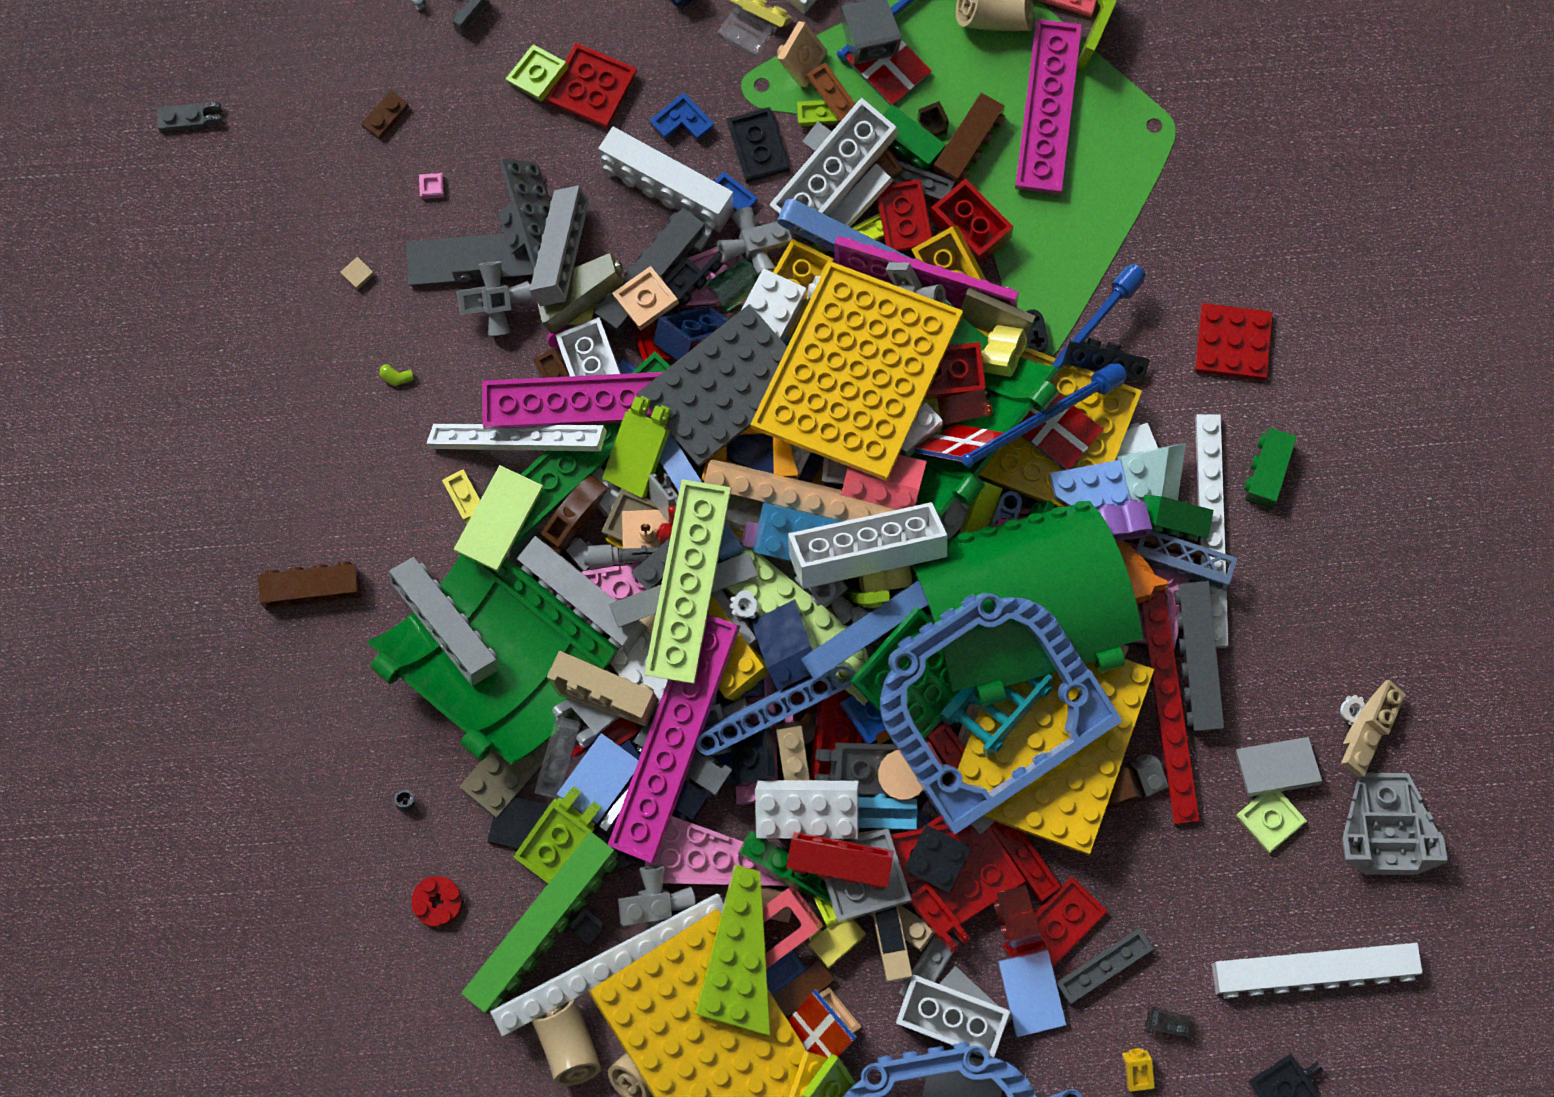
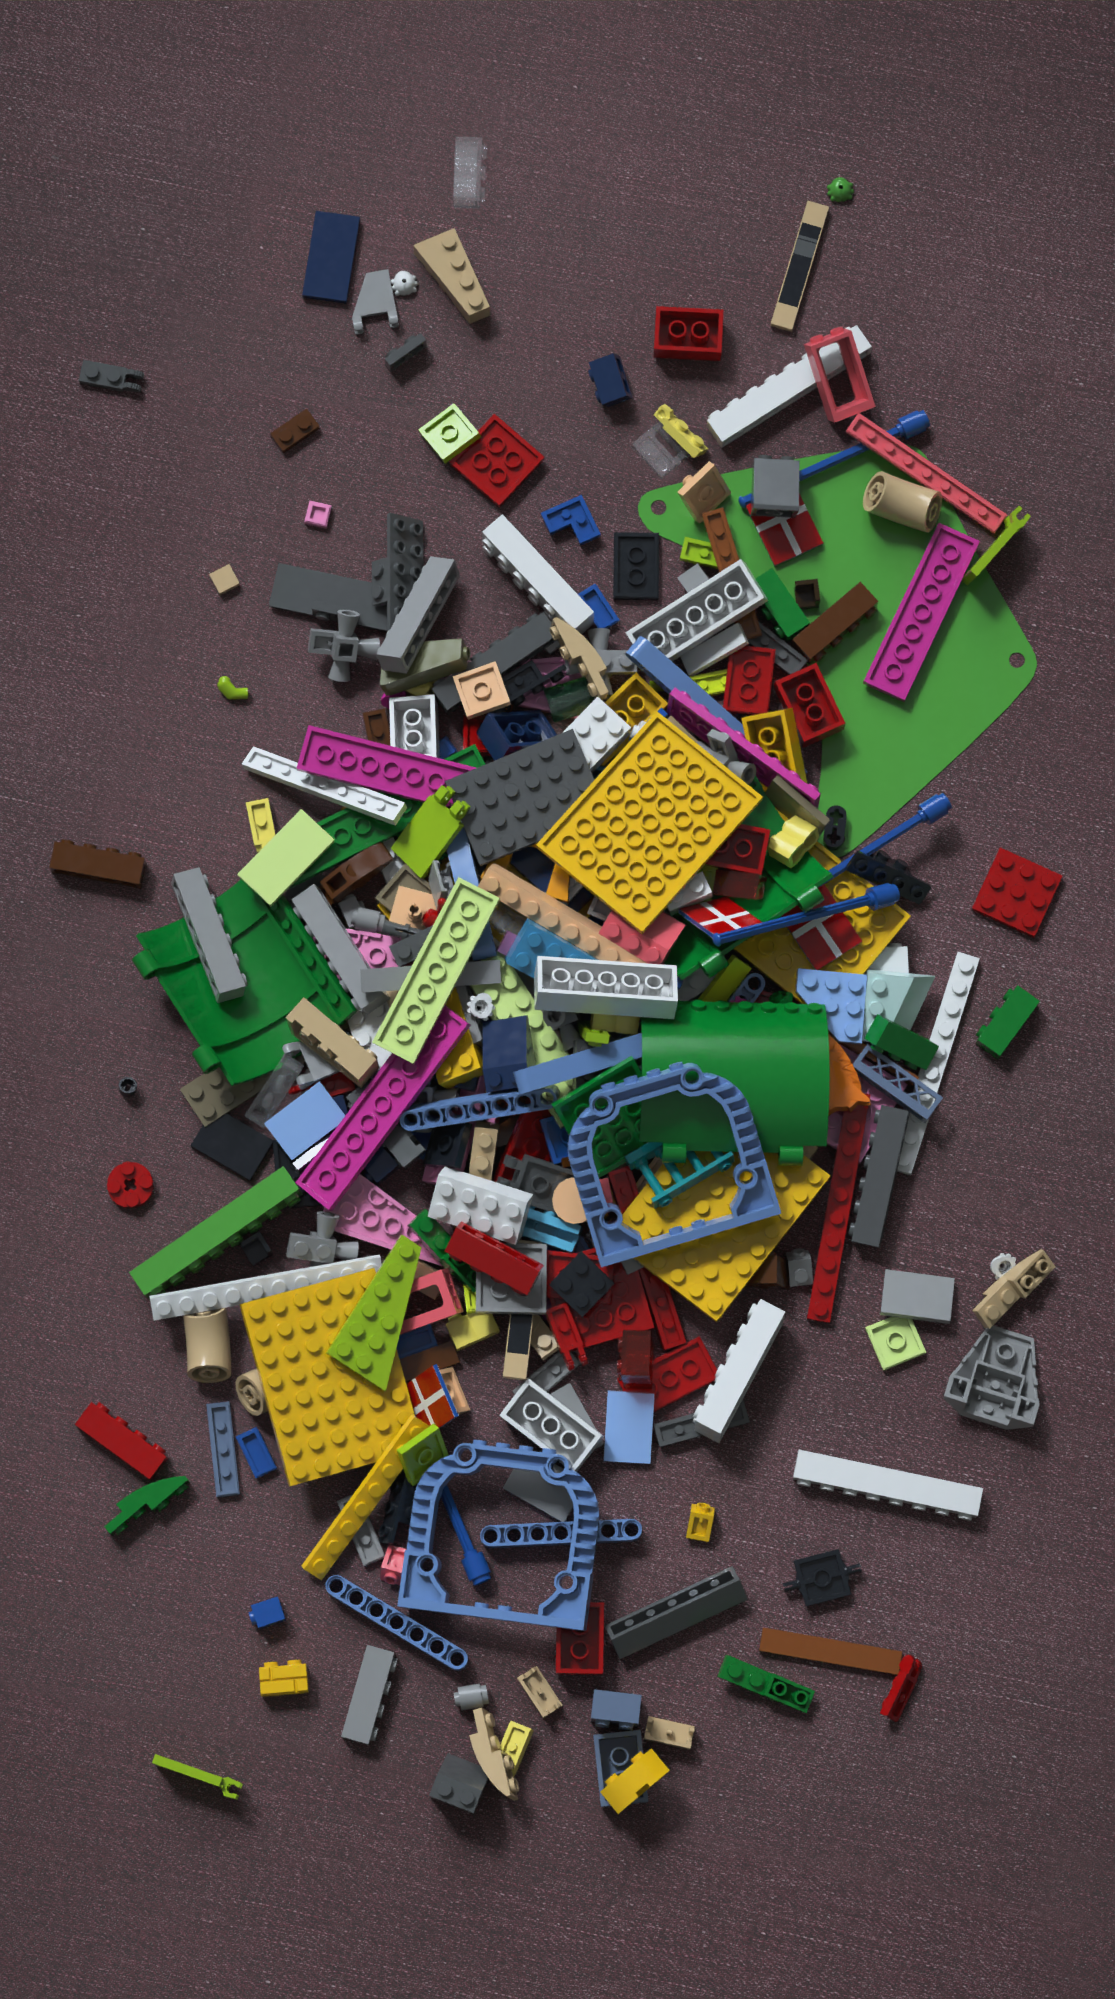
camera: 15 degrees right, 5 degrees up
(556, 836) = (252, 1160): lime tile -> none
(729, 231) = (577, 649): none -> tan slope
(1128, 520) = (849, 1034): medium lavender brick -> none
(1128, 898) = (739, 1371): none -> white brick
(1169, 1023) = (741, 1490): clear smoke leg -> none

